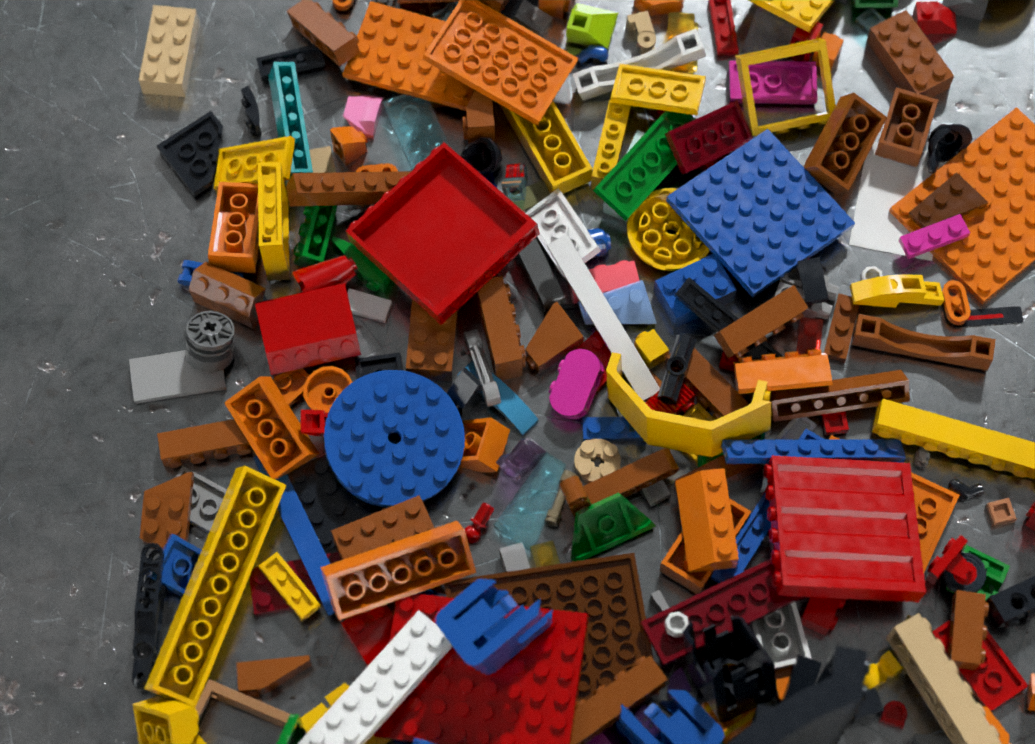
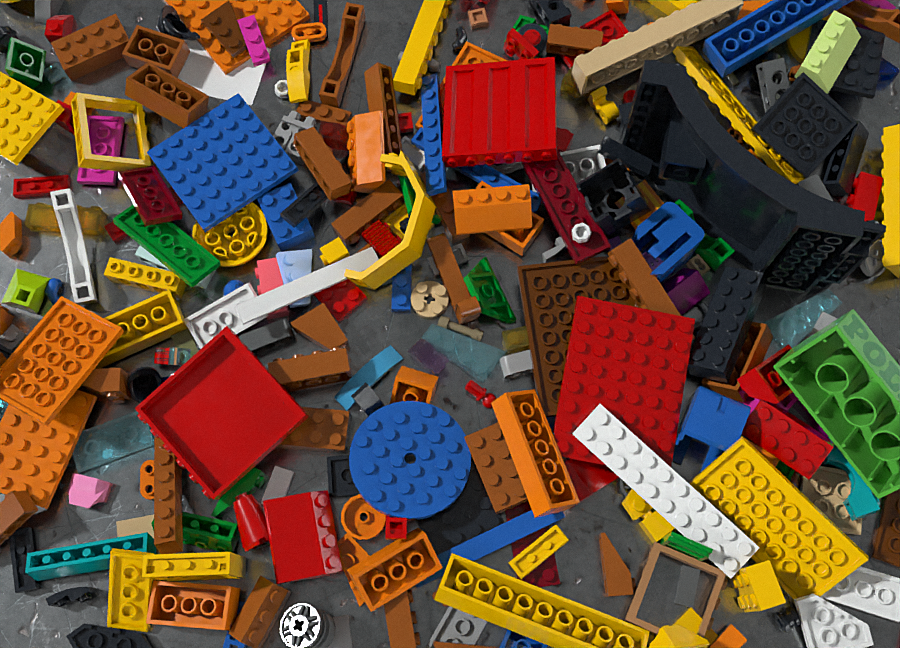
camera: 85 degrees left, 5 degrees up
(348, 143) = (117, 503): orange slope -> none
(483, 633) = (603, 369): blue piece -> none
(489, 386) = (323, 394): light grey piece -> none
(576, 384) = (364, 310): dark pink brick -> none
(643, 30) = (39, 248): tan leg -> none
(658, 89) = (100, 232): yellow tile -> none
(673, 381) = (348, 225): black piece -> none
(812, 281) = (288, 123): black slope -> none

